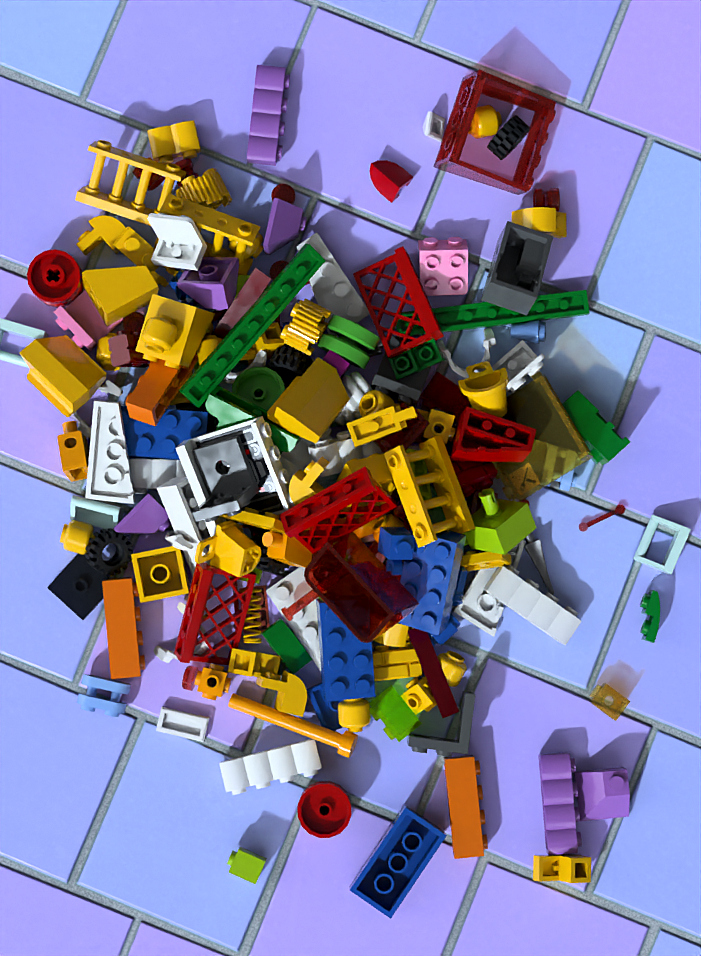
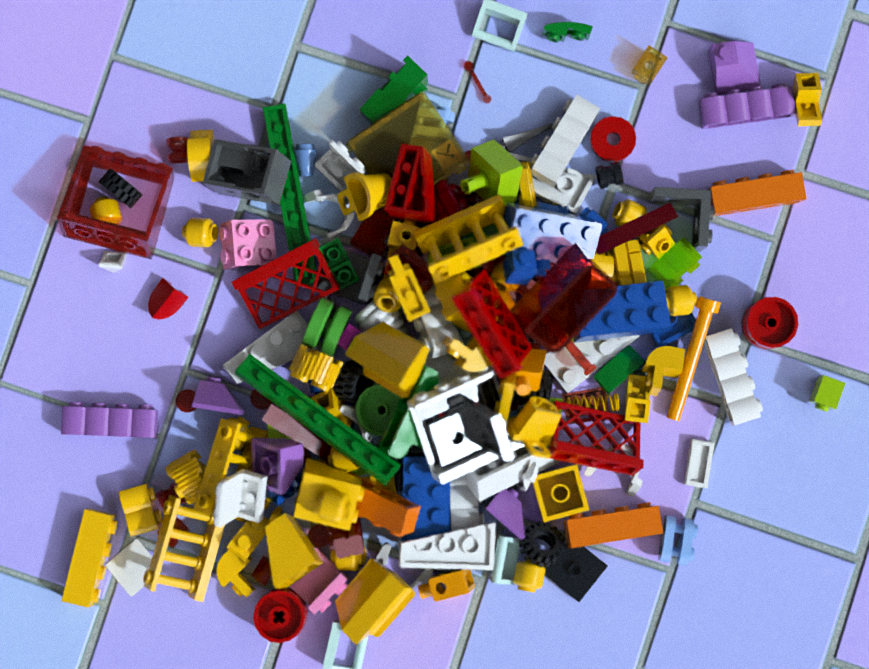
camera: 90 degrees left, 0 degrees up
(101, 261) = (262, 571): none -> clear red tile
(117, 129) = (130, 566): none -> white sticker
(128, 87) = (89, 557): none -> yellow brick
(189, 678) = (655, 459): clear red tile -> none
(215, 671) = (649, 432): light orange brick -> none
(397, 861) = (812, 252): blue brick -> none
(458, 217) = (200, 232): none -> yellow head
(493, 650) = (609, 175): none -> black wheel
(546, 653) = (617, 126): none -> red tile

